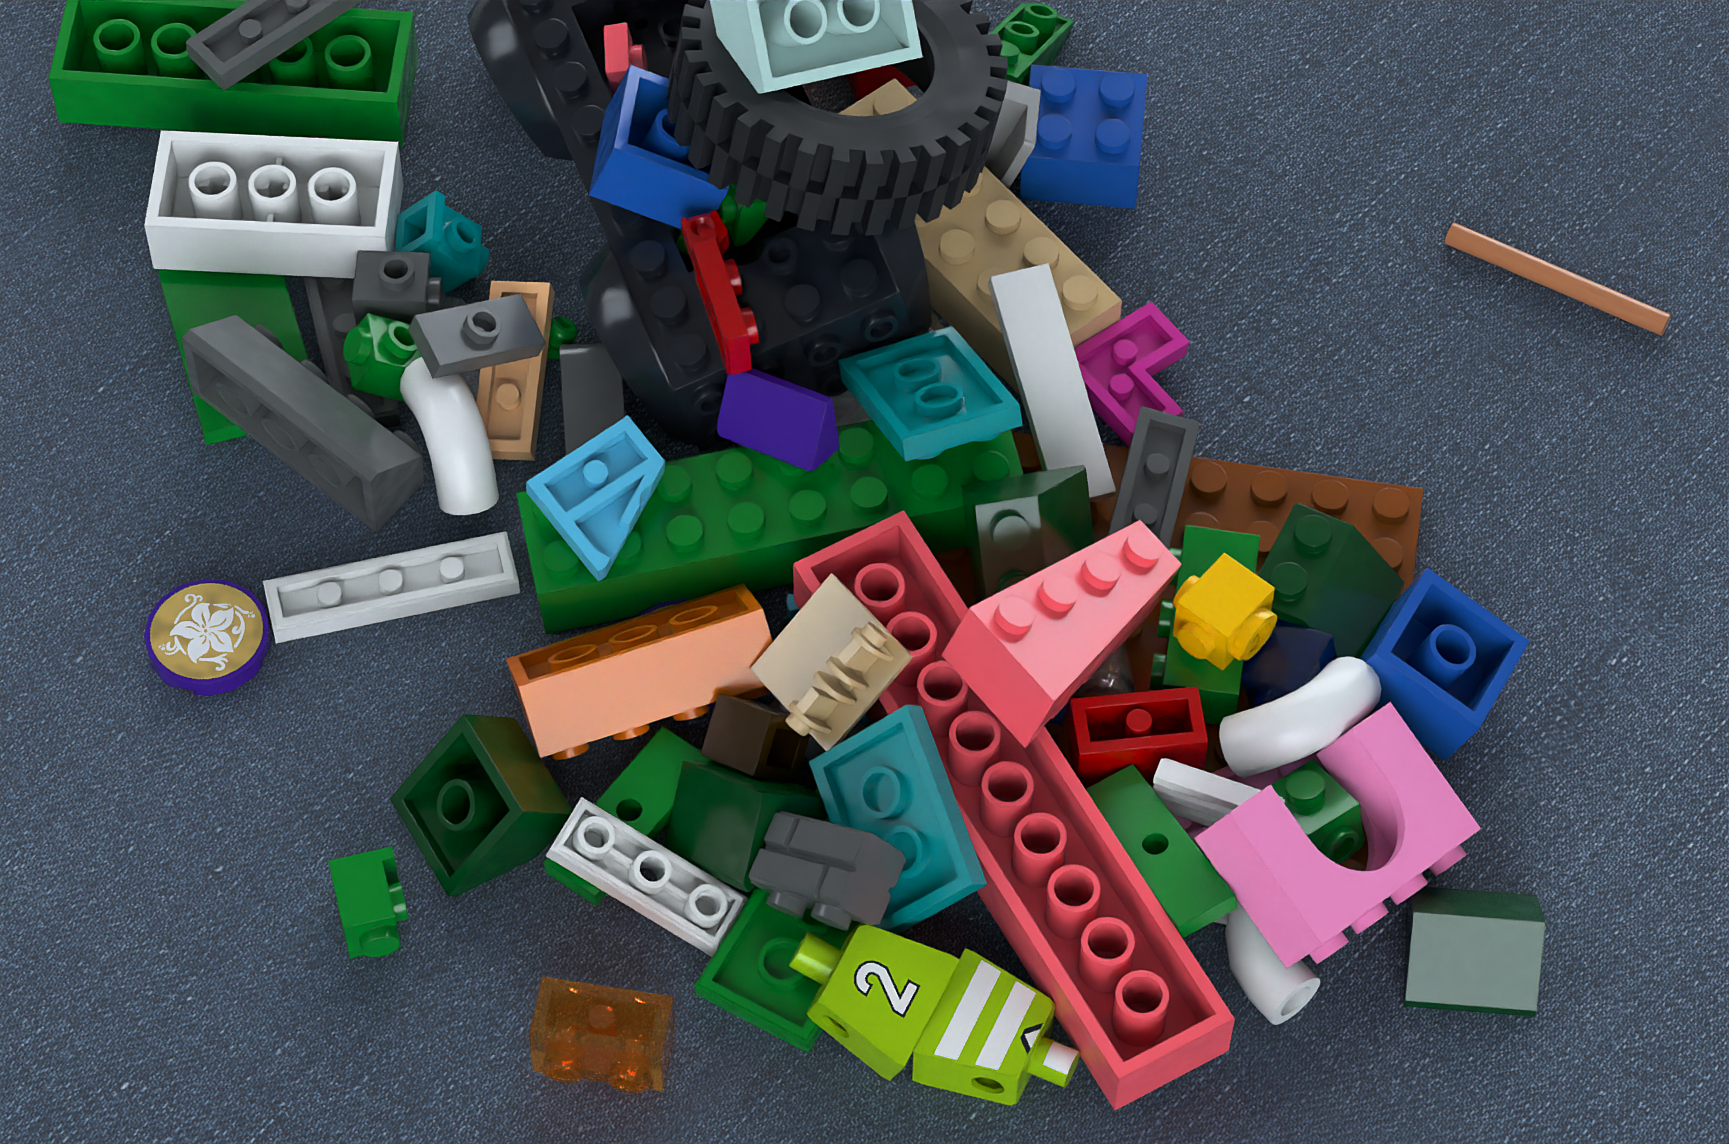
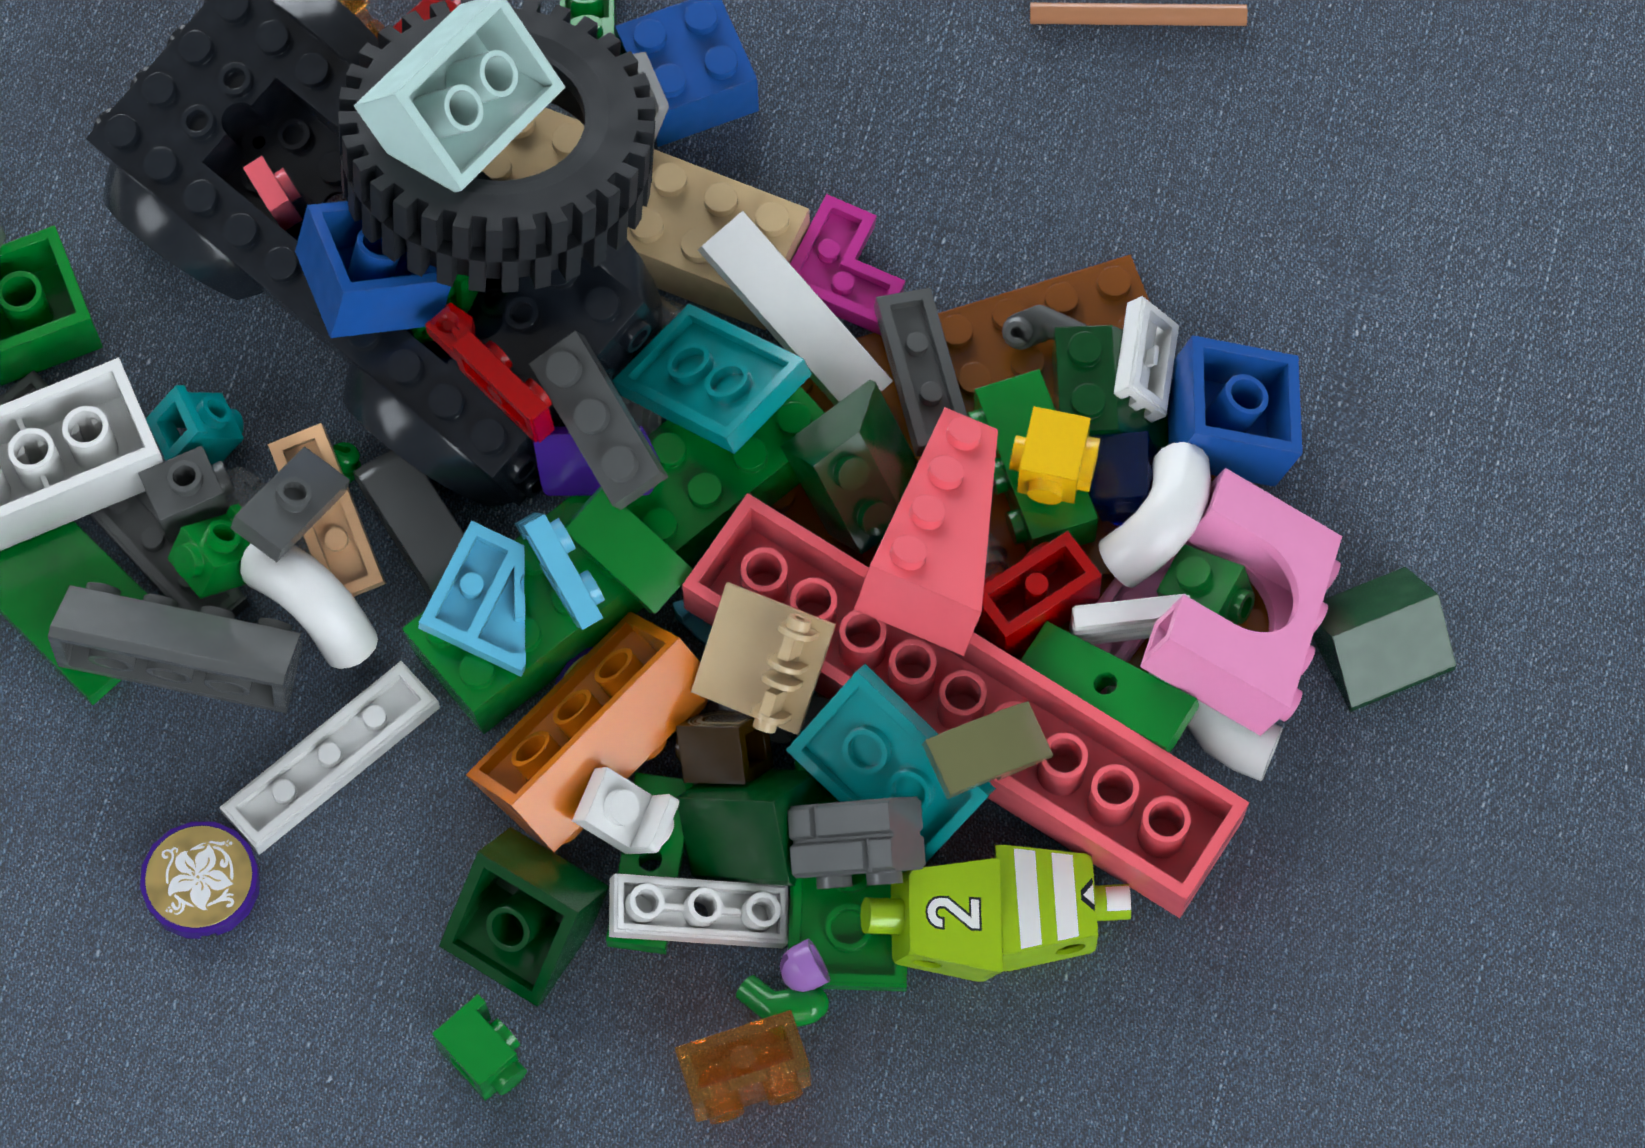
camera: 25 degrees left, 10 degrees up
(624, 749) = (625, 813): none -> white bracket
(684, 467) = (551, 545): none -> medium azure wing
(694, 1010) = (765, 1002): none -> green arm
(715, 973) = (803, 967): none -> medium lavender hinge
(759, 509) = (628, 551): none -> green slope
(793, 374) = (598, 420): none -> dark grey plate
(997, 838) = (987, 749): none -> olive slope
(1275, 501) = (1034, 326): none -> dark grey arm
(1369, 565) = (1141, 353): none -> white tile

